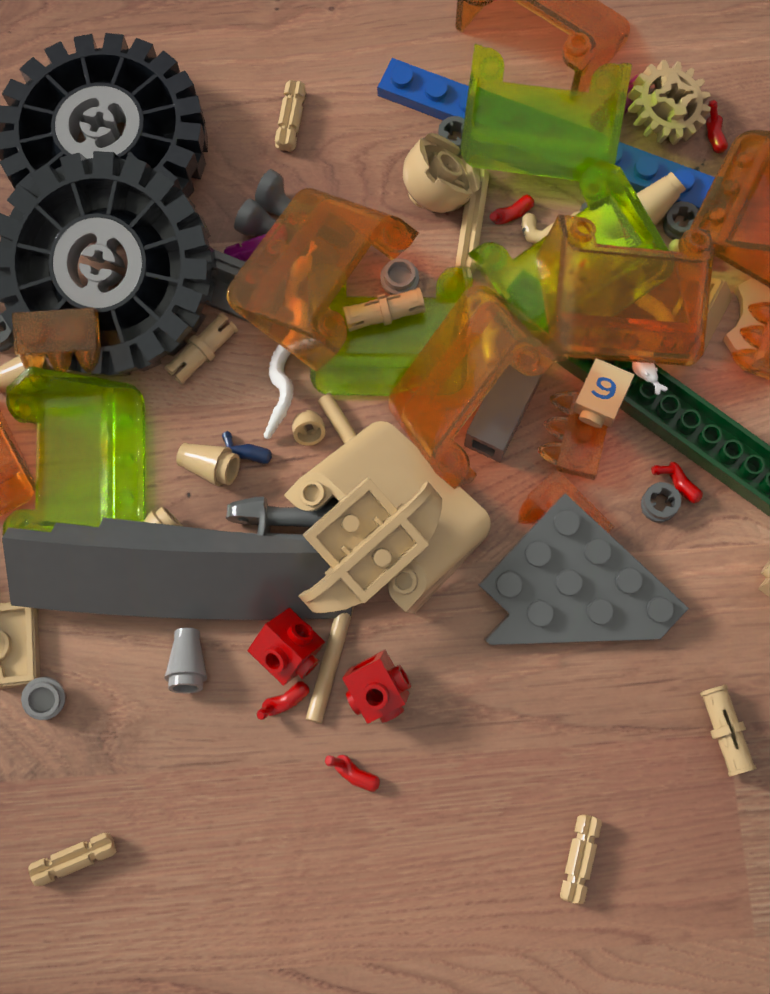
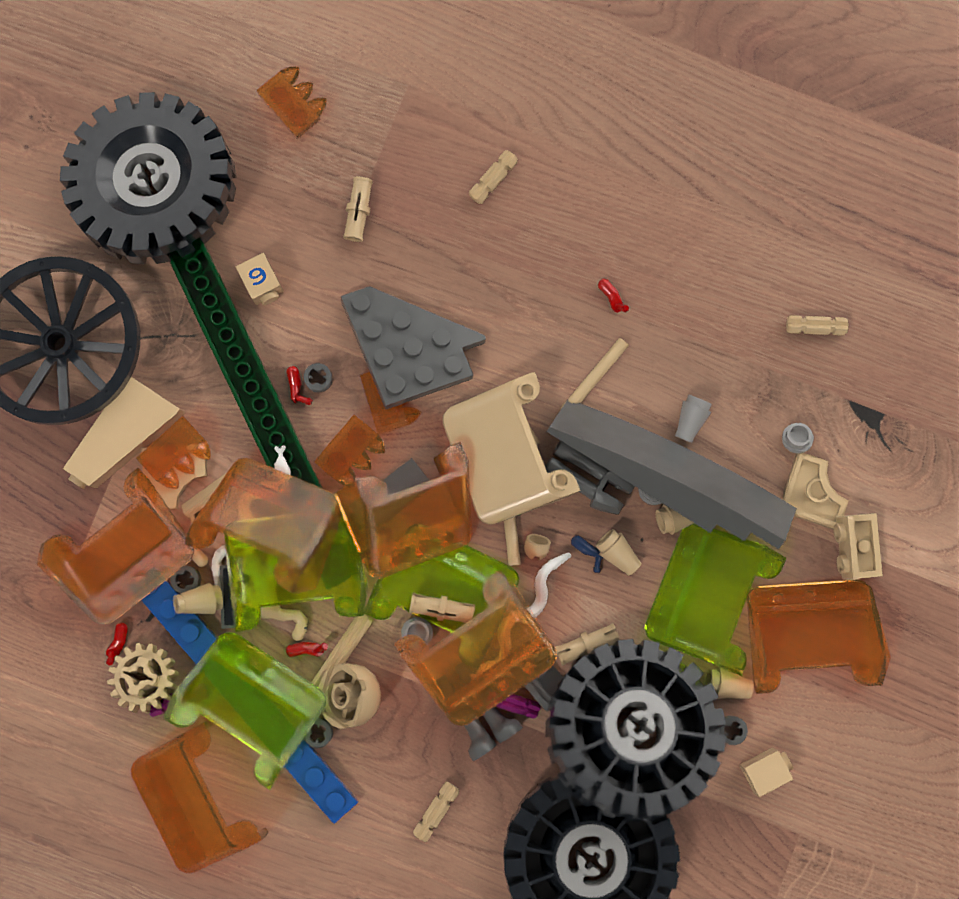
camera: 160 degrees left, 10 degrees up
(58, 336) = (690, 685): clear orange plate -> none
(284, 702) = (638, 363): red piece -> none
(287, 647) = (621, 392): red brick -> none
(368, 543) = (538, 423): tan plate -> none
(377, 688) = (573, 339): red brick -> none
(602, 394) = (323, 462): tan brick -> none

